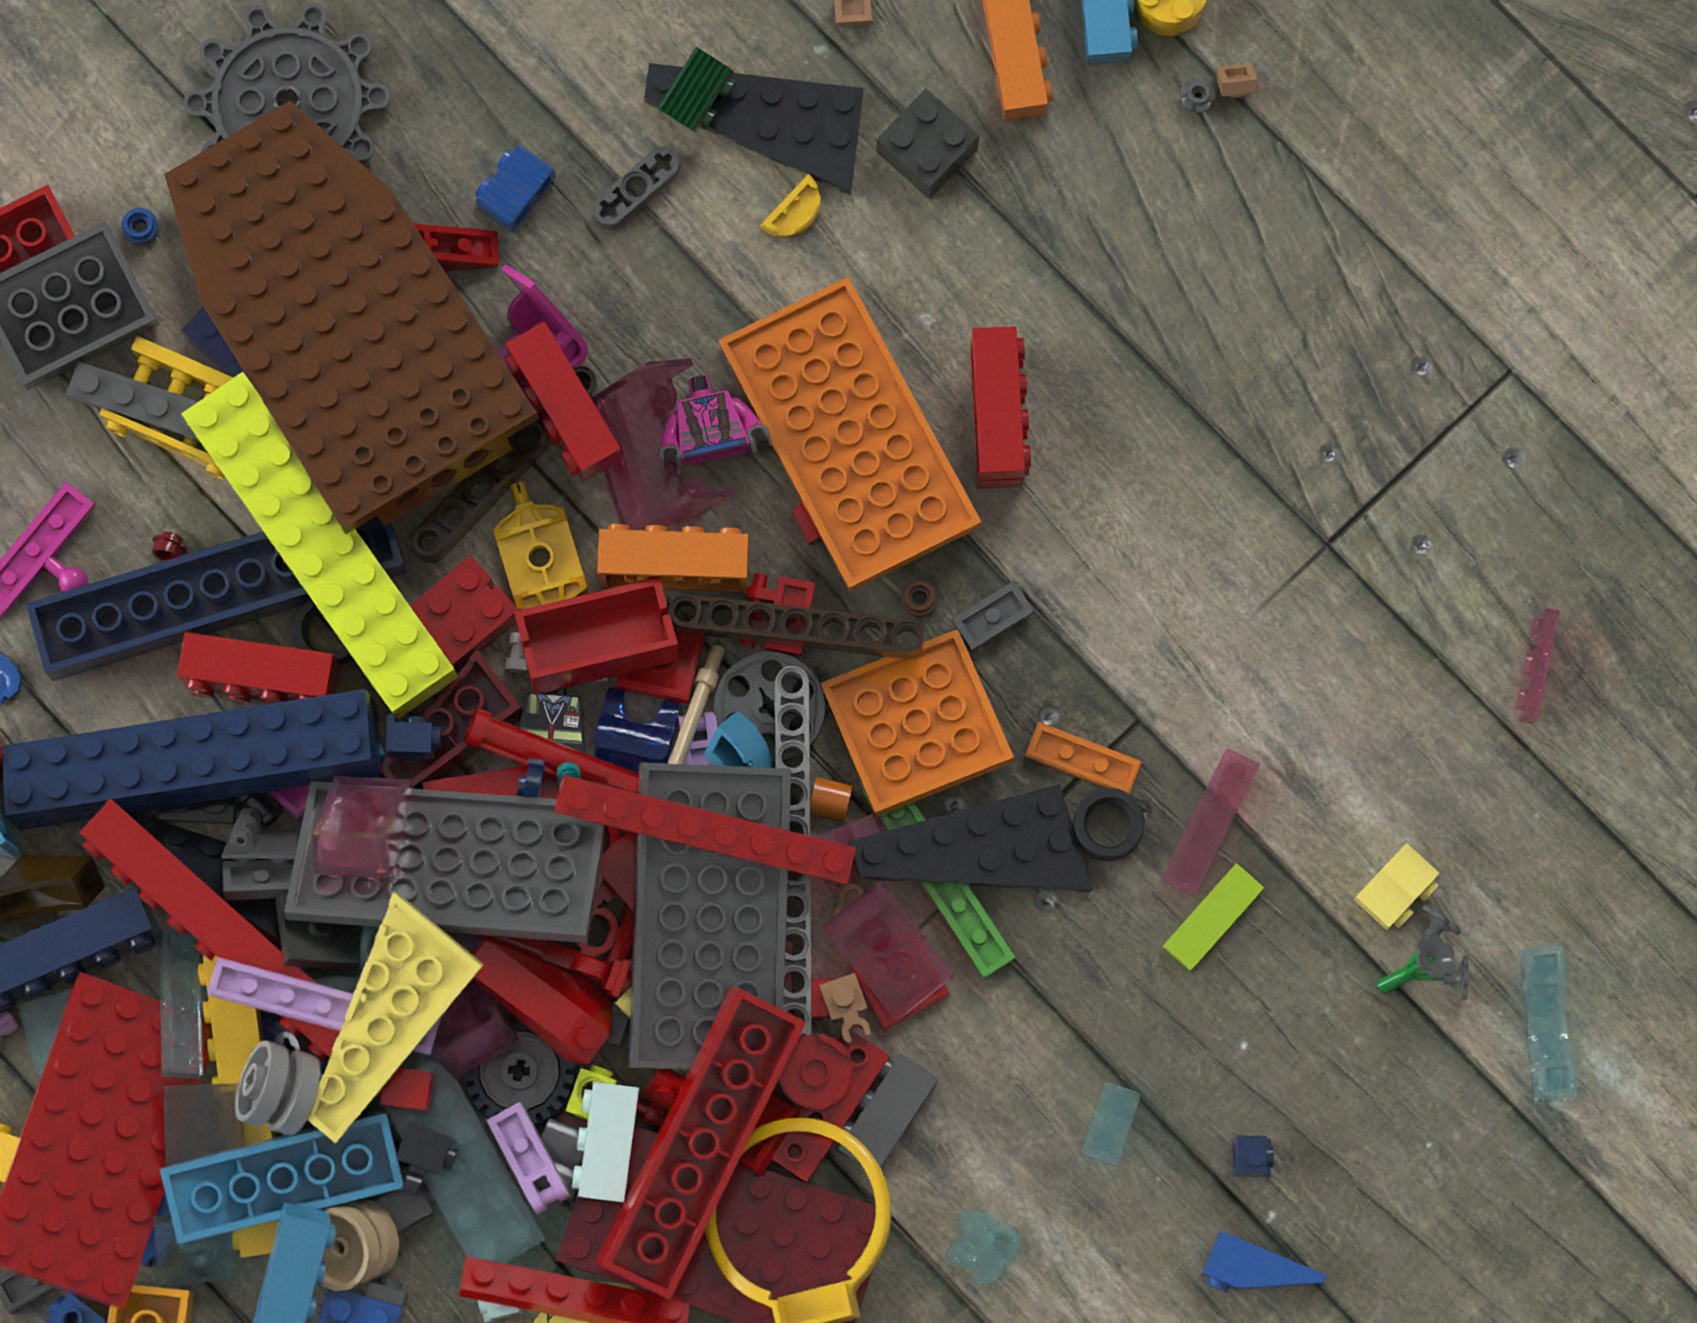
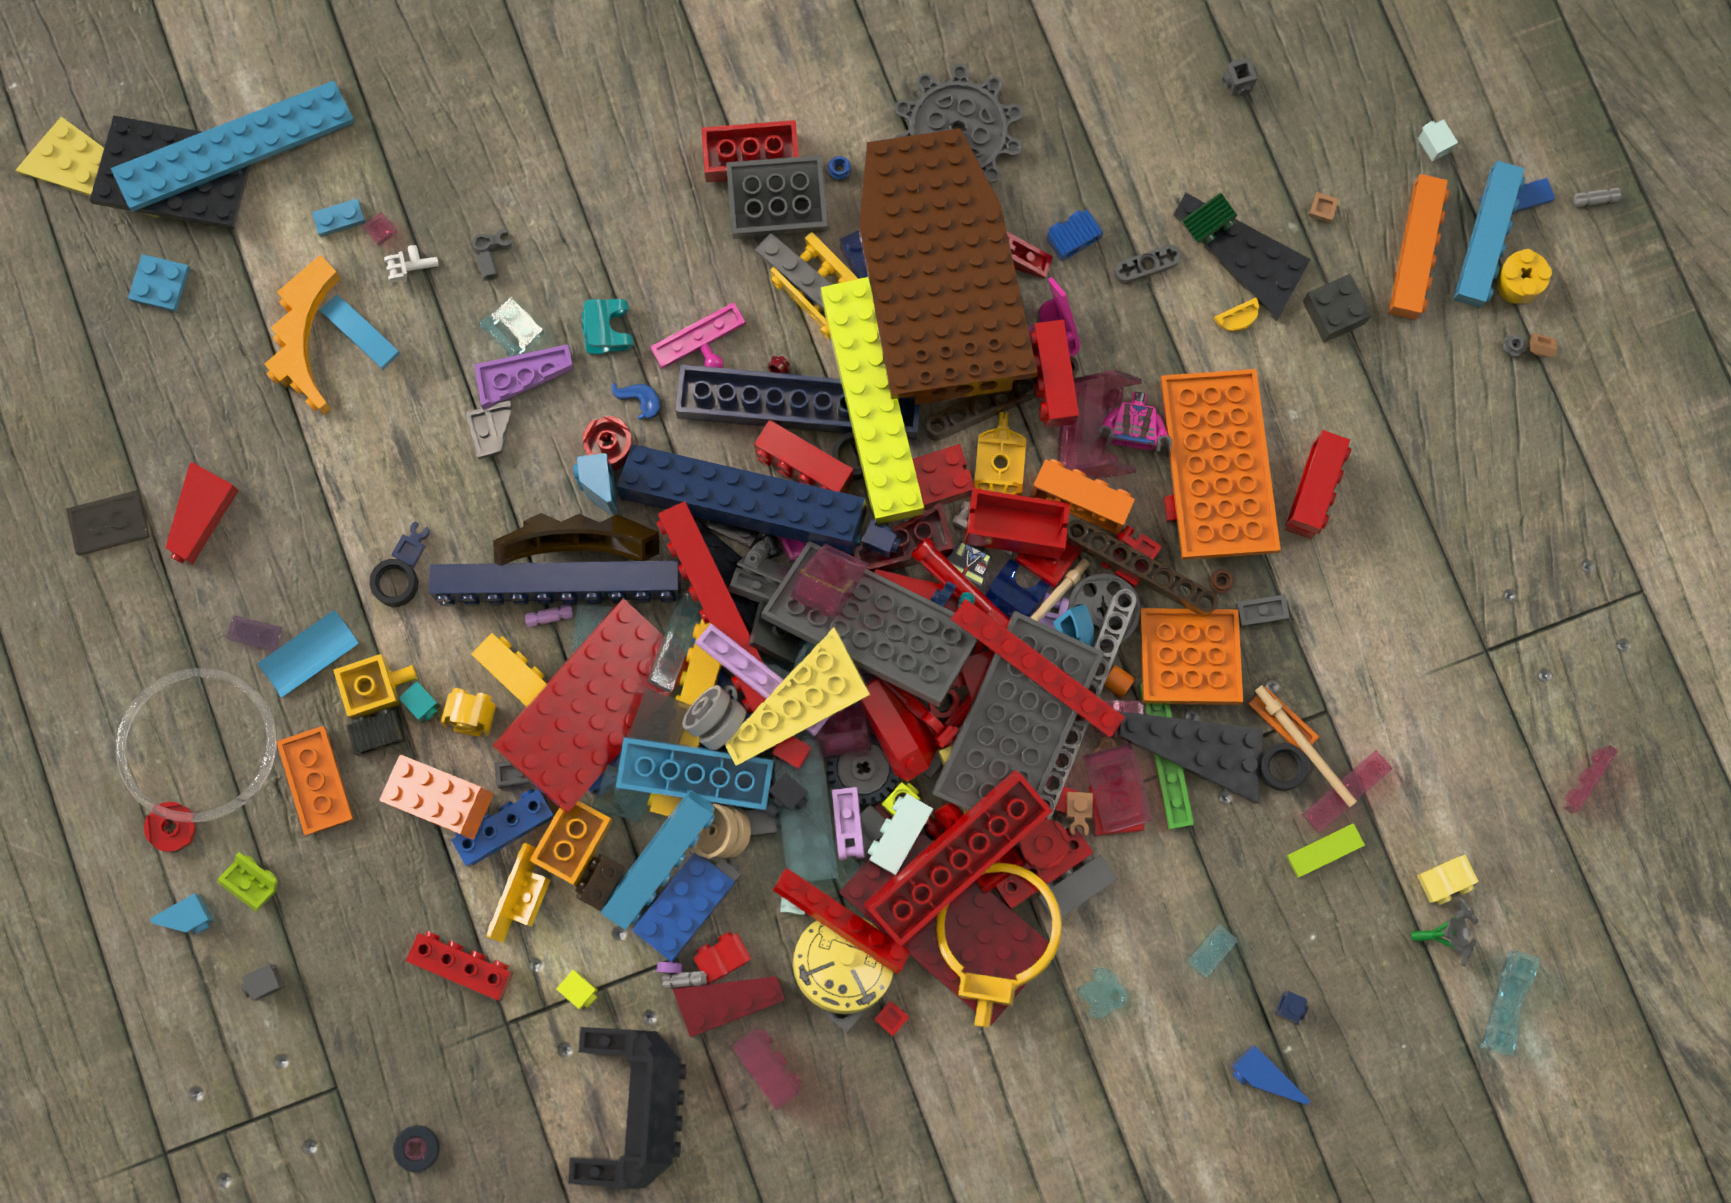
camera: 20 degrees right, 0 degrees up
(1062, 747) = (1275, 707): none -> tan bar

